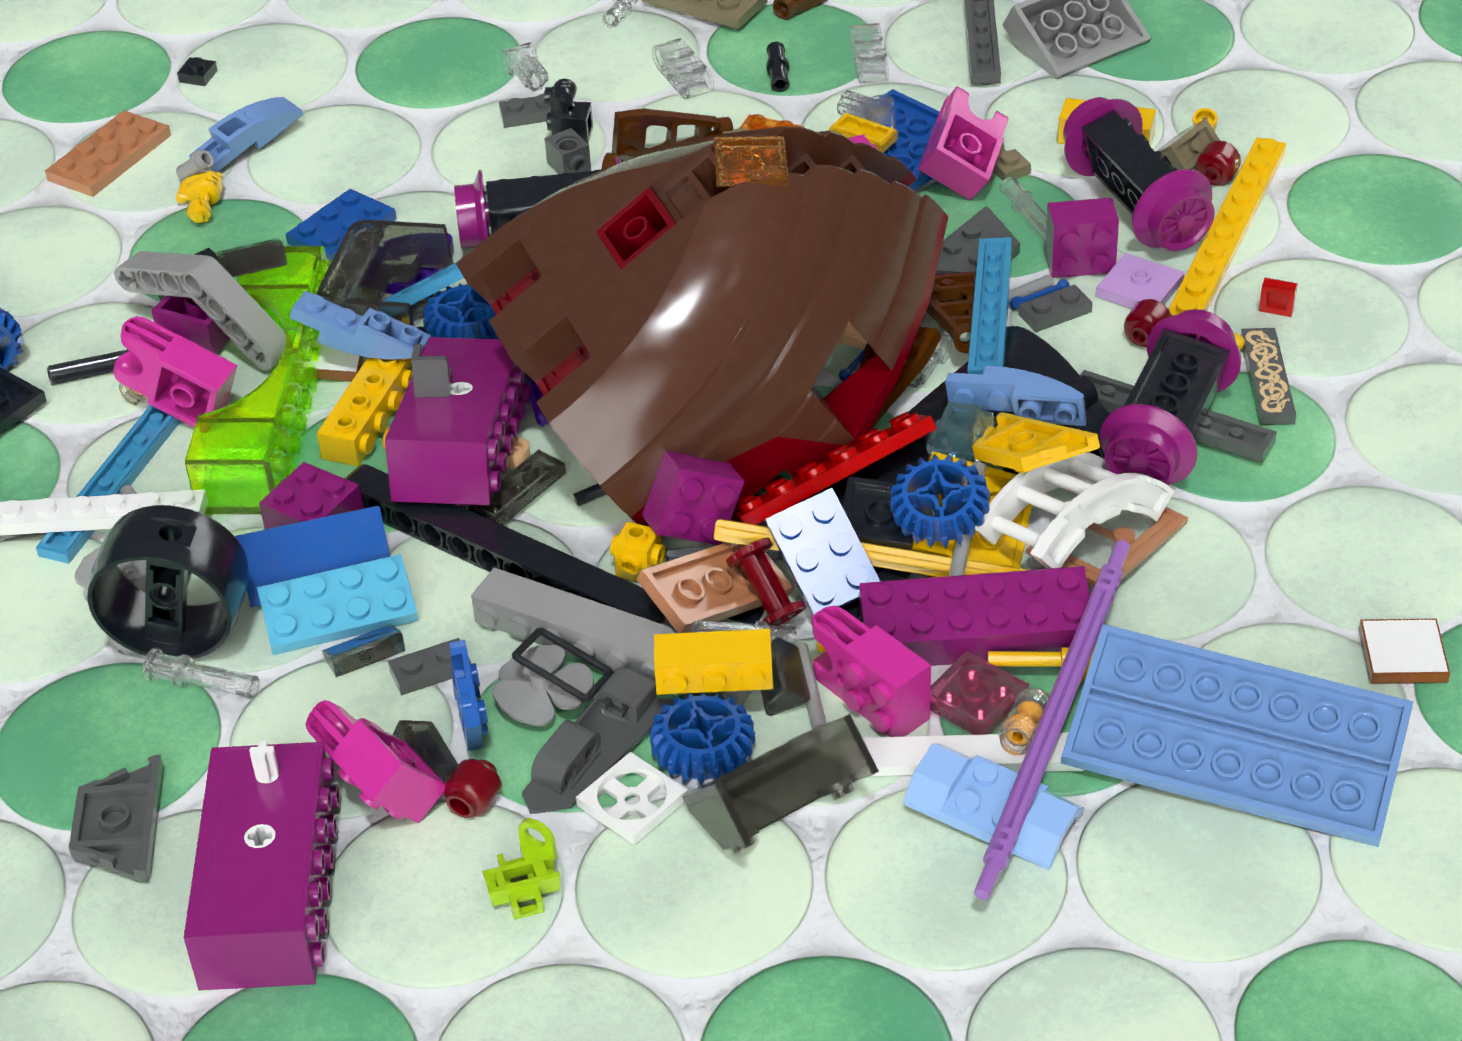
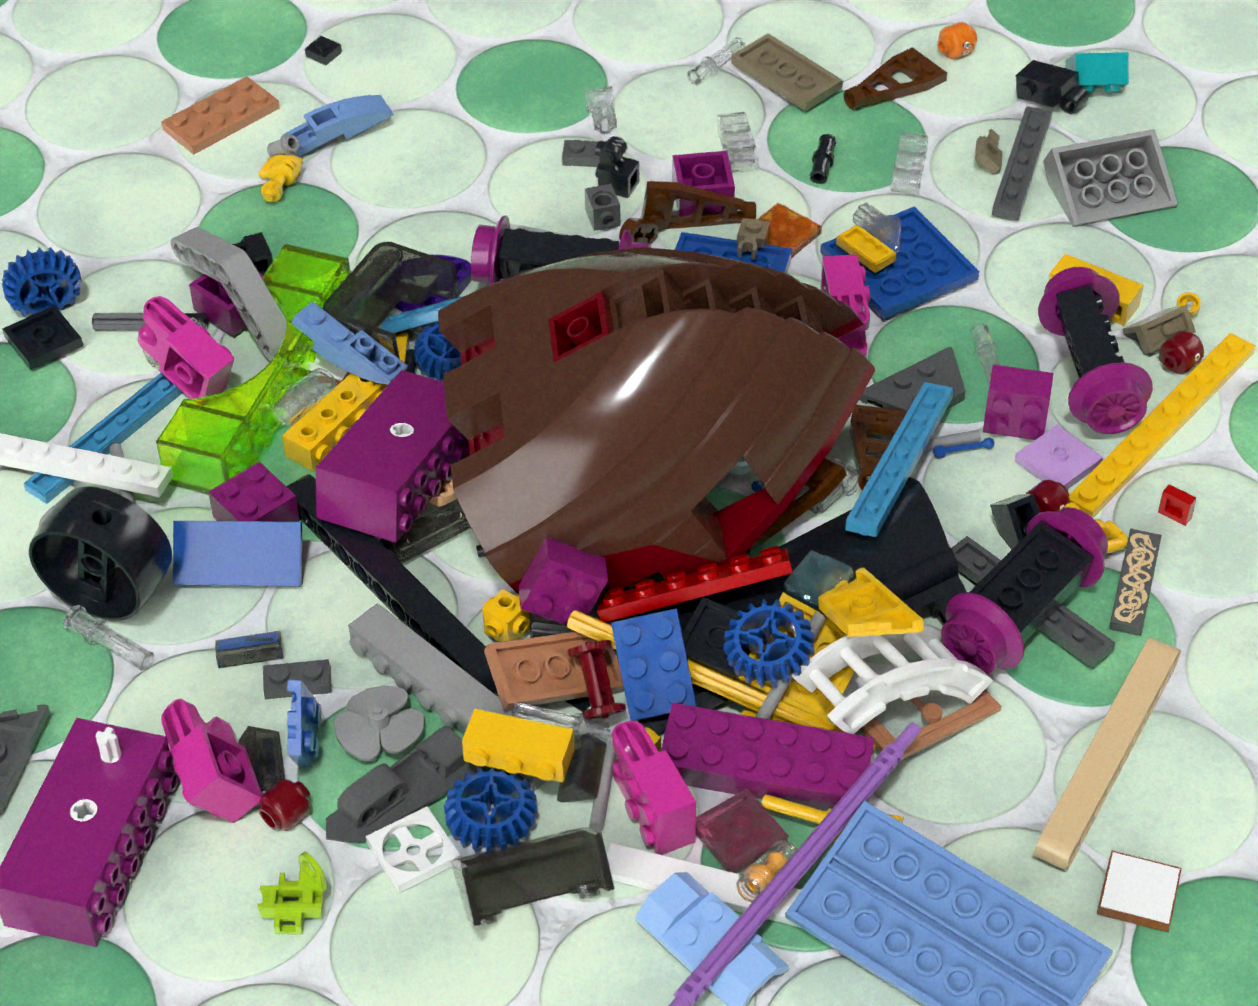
camera: 15 degrees right, 5 degrees up
(253, 257) = (282, 256): clear smoke slope -> none
(326, 390) = (303, 396): none -> clear beam
(332, 221) = (395, 223): blue plate -> none
(337, 604) = (242, 601): medium azure plate -> none
(430, 374) = (377, 415): dark grey panel -> none
(516, 655) = (392, 674): black piece -> none
(666, 94) = (704, 171): none -> magenta brick
(750, 161) = (690, 290): clear orange tile -> none
(943, 29) = (987, 152): none -> dark tan plate
(963, 146) = (949, 283): dark pink brick -> none
(1011, 164) = (989, 306): dark tan plate -> none
(1019, 392) = (889, 557): medium blue slope -> none
(1055, 308) = (971, 465): dark grey plate -> none
(1126, 344) = (1013, 517): none -> black slope
(1315, 535) = (1107, 754): none -> tan beam

